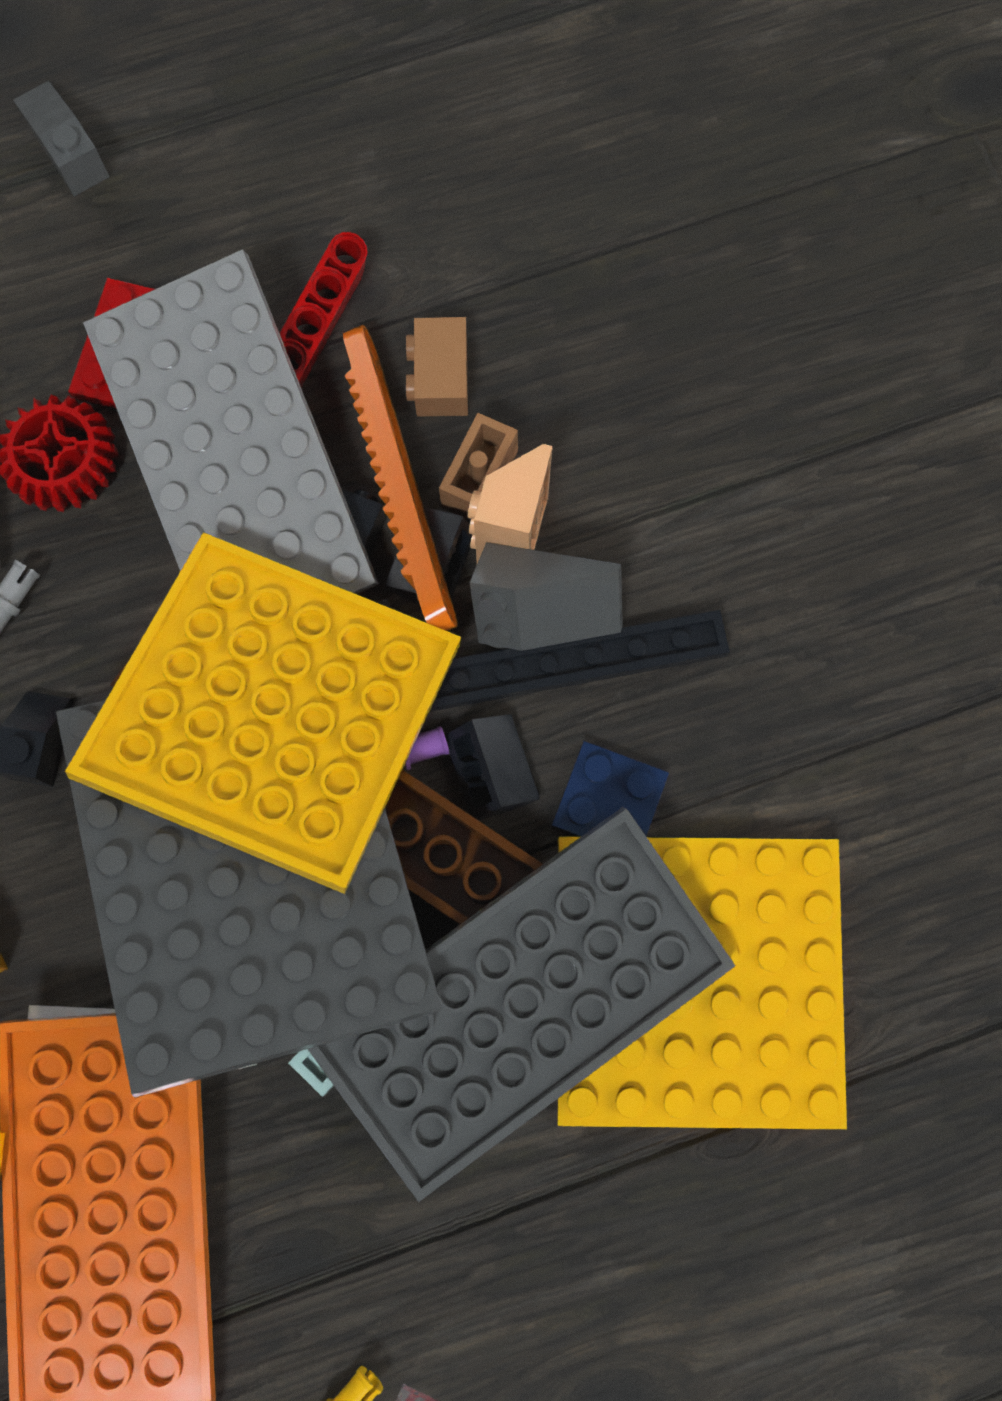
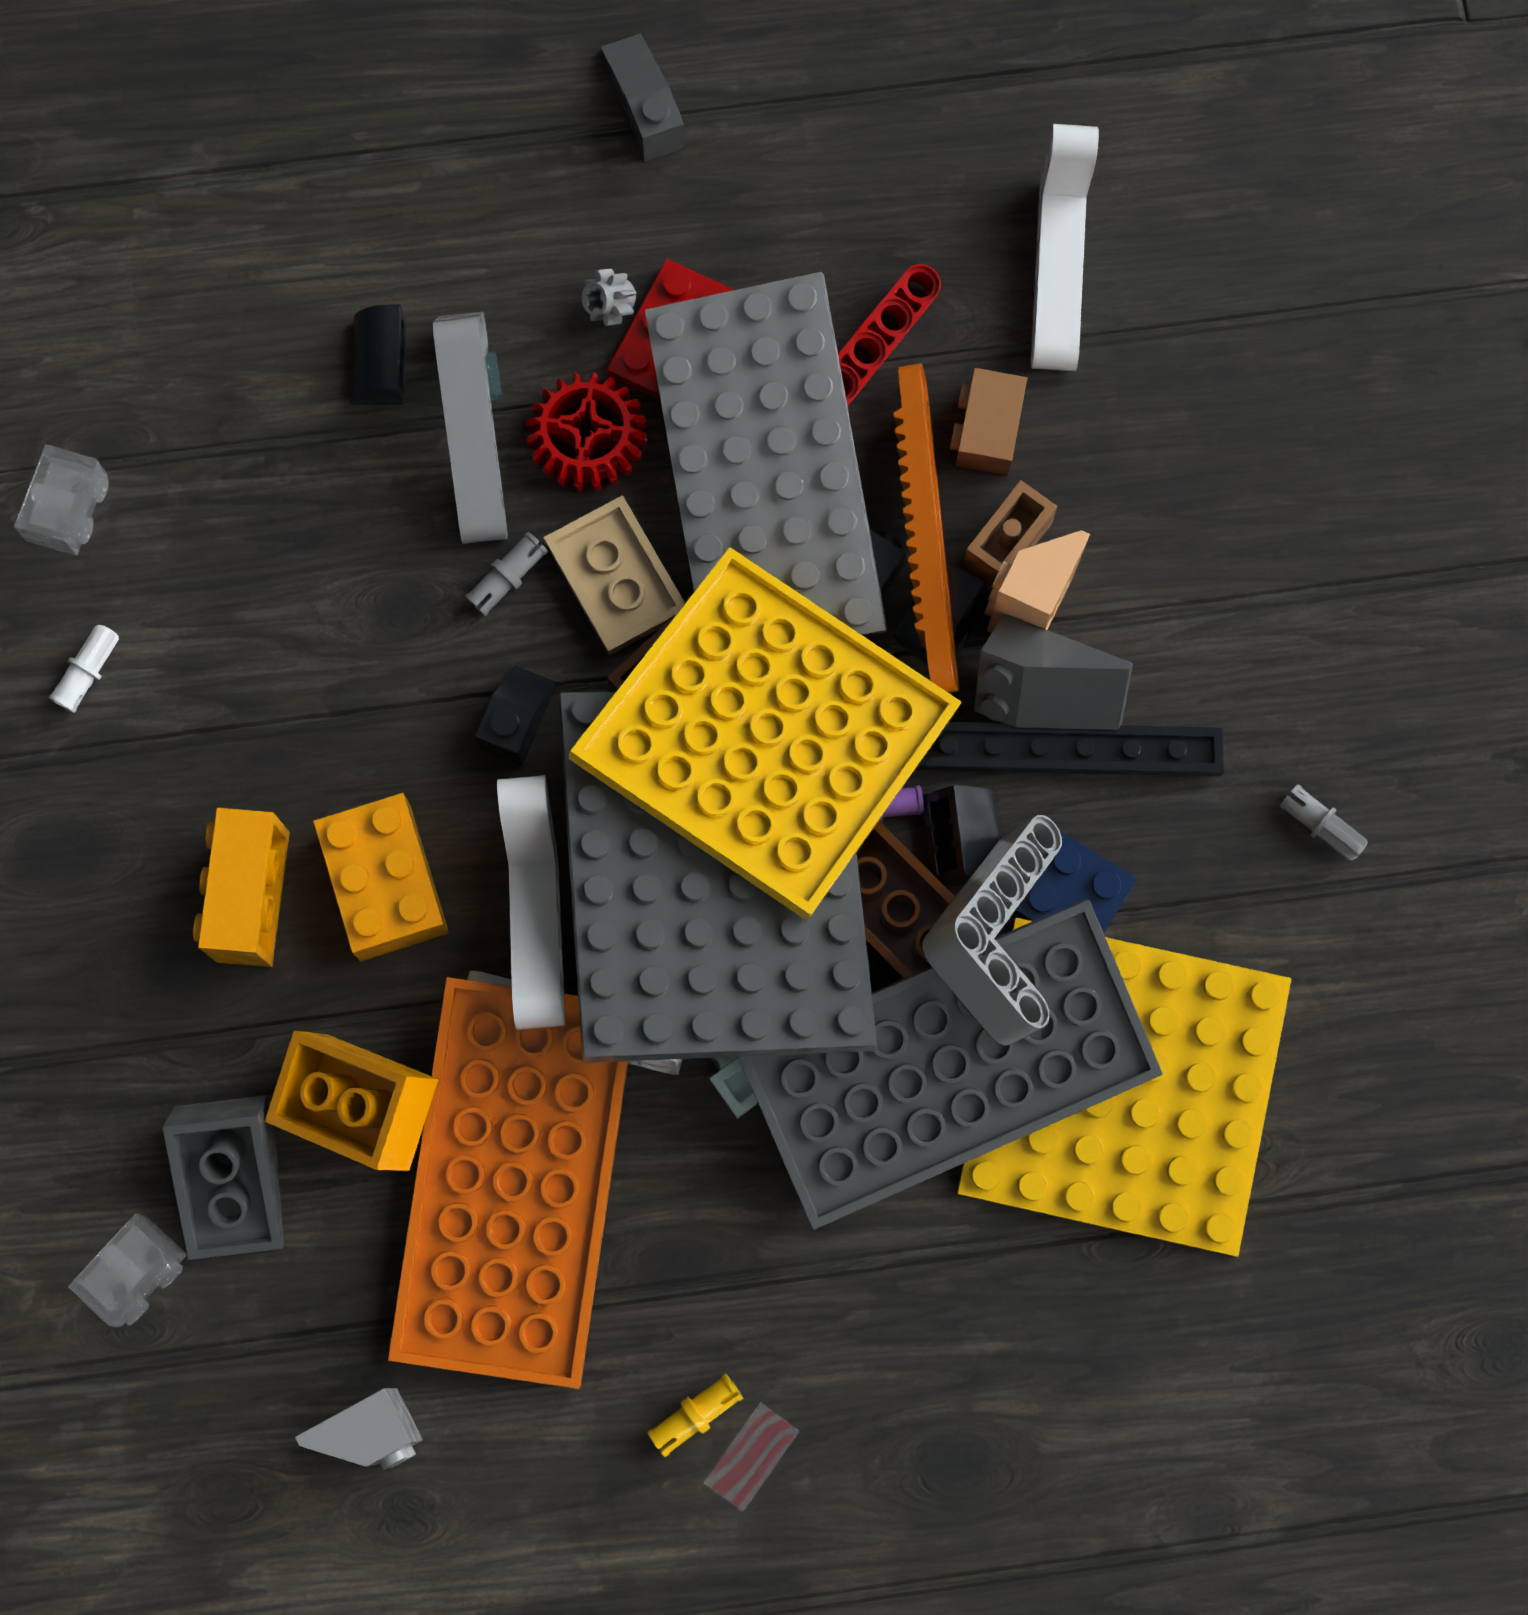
camera: 10 degrees right, 0 degrees up
(55, 322) = (608, 297): none -> light grey gear
(80, 986) = (533, 902): none -> white beam
(105, 582) = (615, 575): none -> tan plate
(473, 187) = (1060, 246): none -> white beam
(508, 877) = (963, 940): none -> light grey beam
(836, 681) = (1324, 823): none -> light grey axle

